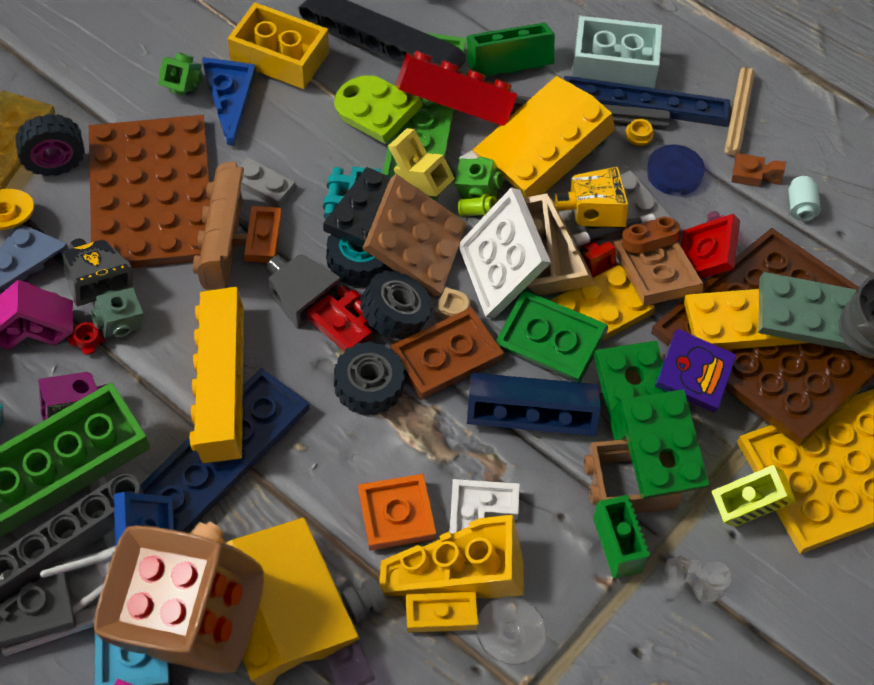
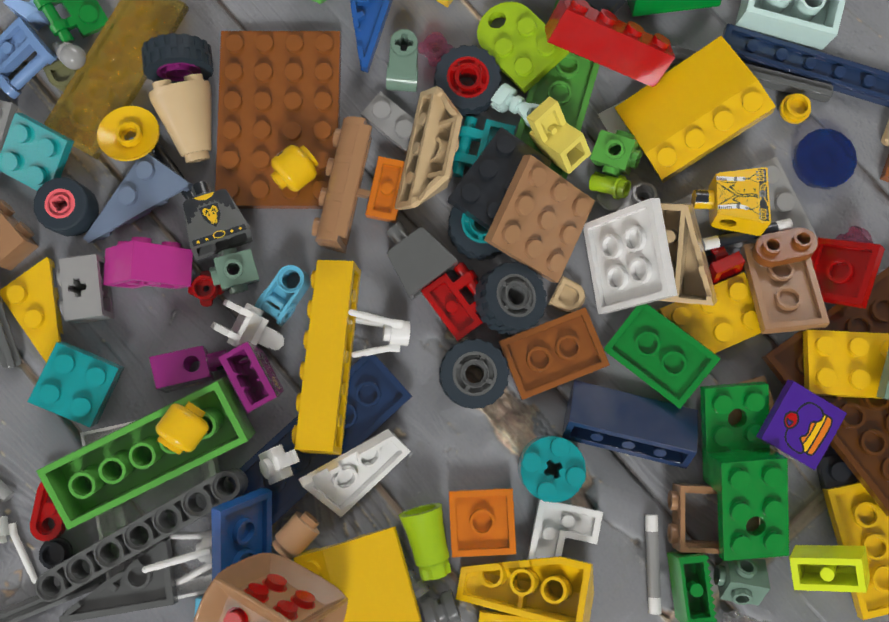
camera: 15 degrees right, 25 degrees up
(59, 188) = (186, 114): none -> tan cone
(80, 420) = (182, 427): none -> yellow head
(132, 357) = (249, 327): none -> white hinge
(150, 399) = (251, 377): none -> magenta torso
(167, 335) = (282, 295): none -> medium azure piece
(170, 216) = (294, 168): none -> yellow head
(175, 469) = (276, 463): none -> white plate
(257, 478) = (356, 472): none -> white wing
(267, 132) = (402, 65): none -> sand green piece
(285, 349) = (394, 331): none -> white plant
(296, 120) = (437, 40): none -> clear pink plate
(301, 192) = (430, 149): none -> tan wedge
(329, 140) = (471, 63): none -> black wheel
(341, 531) = (427, 540): none -> lime plant
(369, 149) = (507, 98): none -> light aqua piece
(459, 447) = (569, 474): none -> teal brick
(581, 532) = (653, 564): none -> light grey bar
(670, 524) = (742, 581): none -> sand green brick
(743, 421) = (834, 472): none -> black plate

